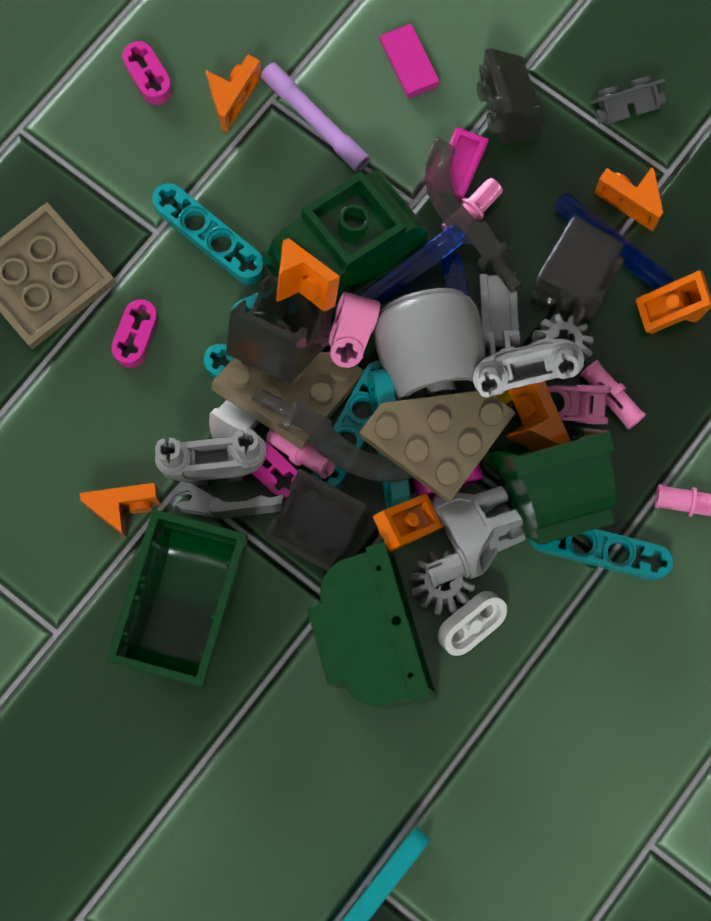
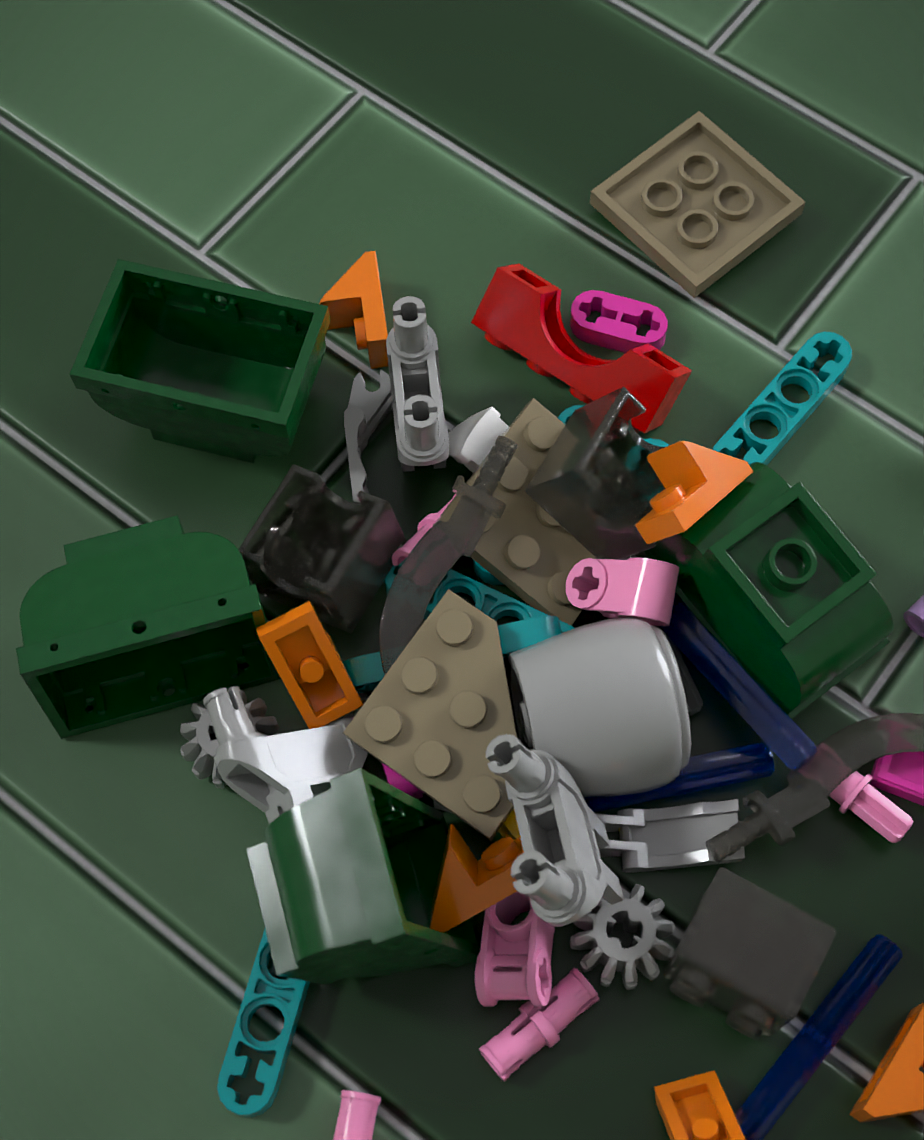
camera: 90 degrees right, 10 degrees down
(191, 324) = (525, 315): none -> red arch
(279, 464) = (411, 488): dark pink beam -> none
(472, 623) = (164, 783): white plate -> none

